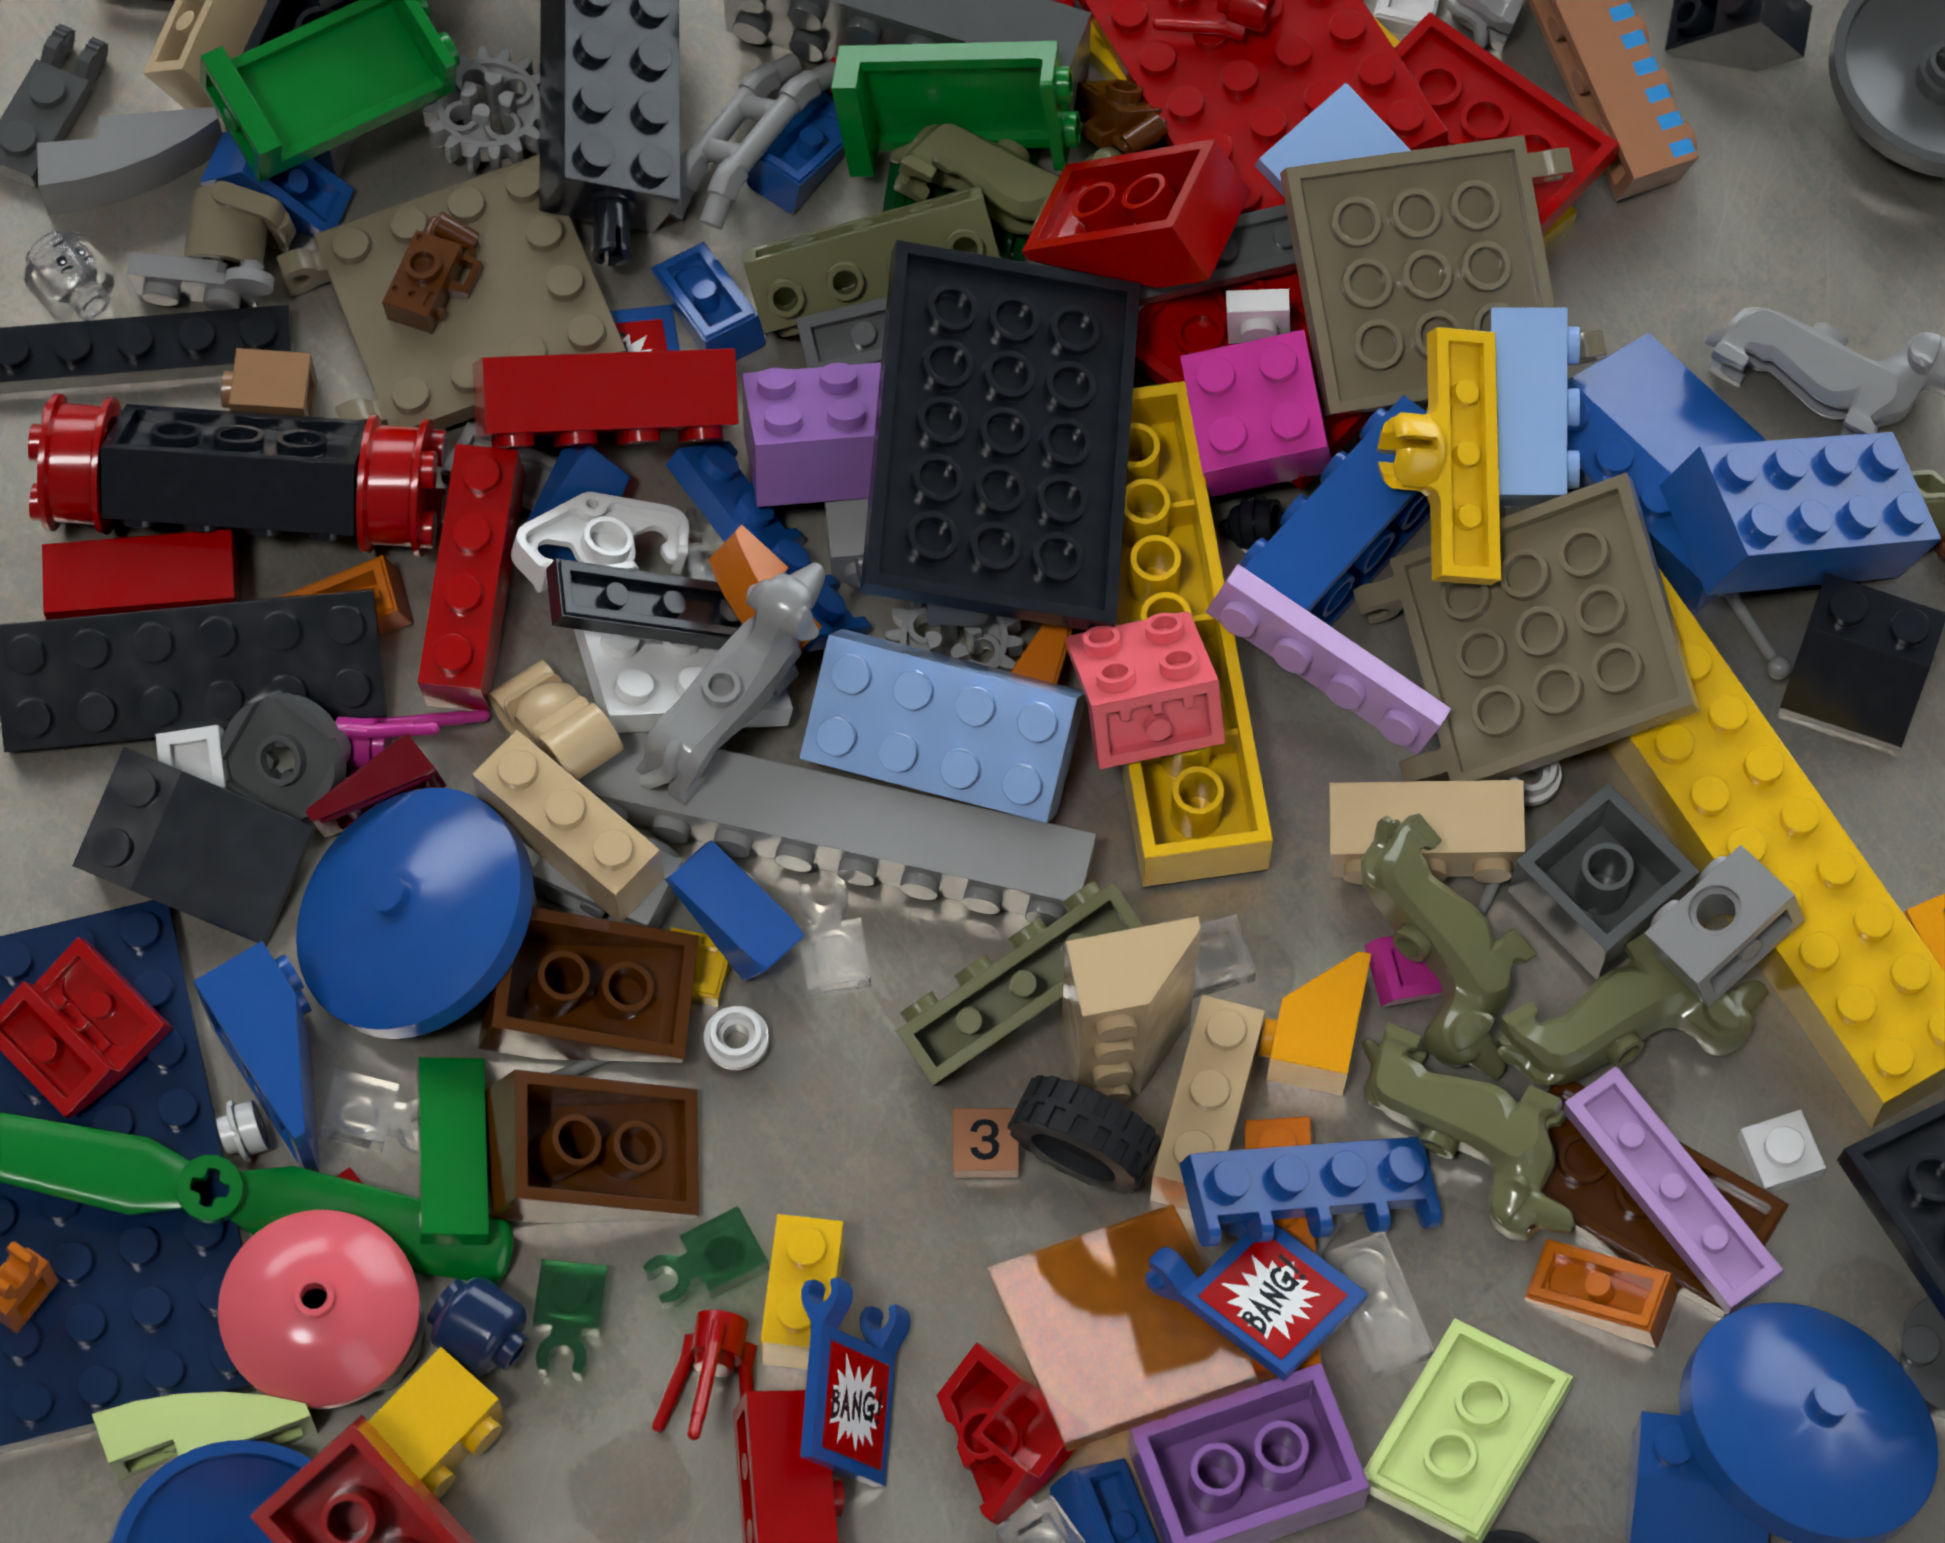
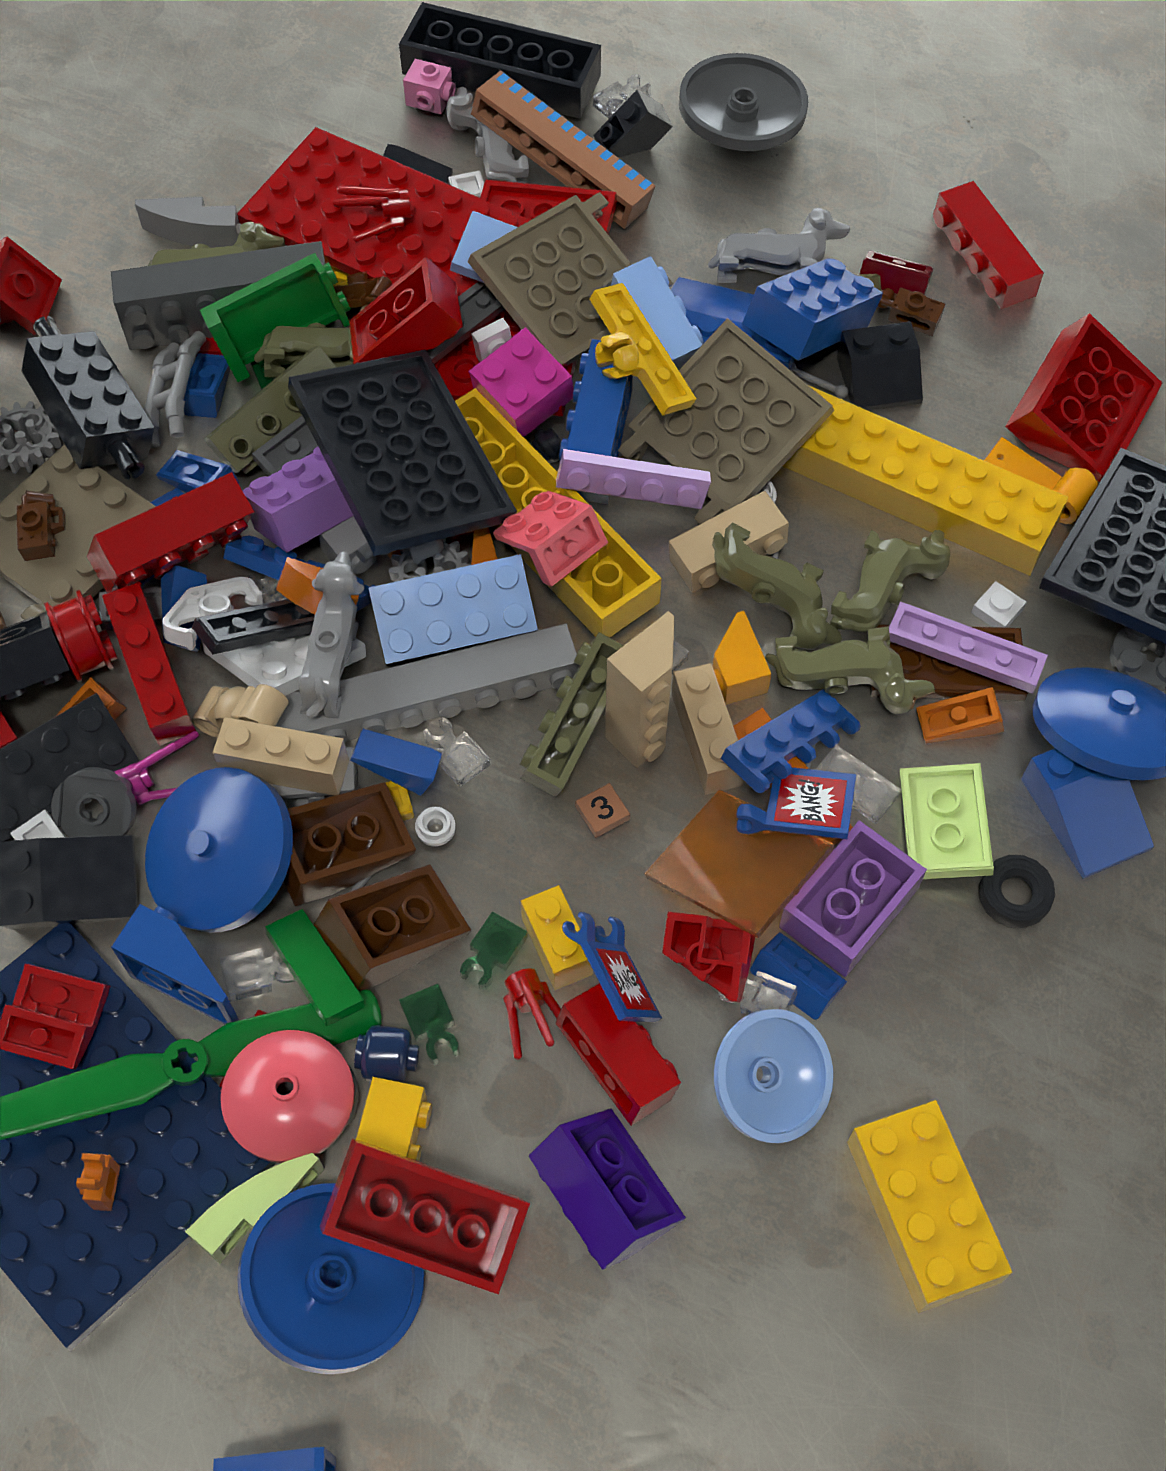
camera: 30 degrees left, 5 degrees down
(243, 1130) = (183, 1022): white plate -> none
(390, 773) = (161, 783): dark red slope -> none
(1084, 1134) = (658, 772): black tyre -> none
(1399, 978) = (761, 616): dark pink plate -> none
(1600, 879) = (831, 521): dark grey brick -> none
(1715, 960) = (914, 523): light grey brick -> none

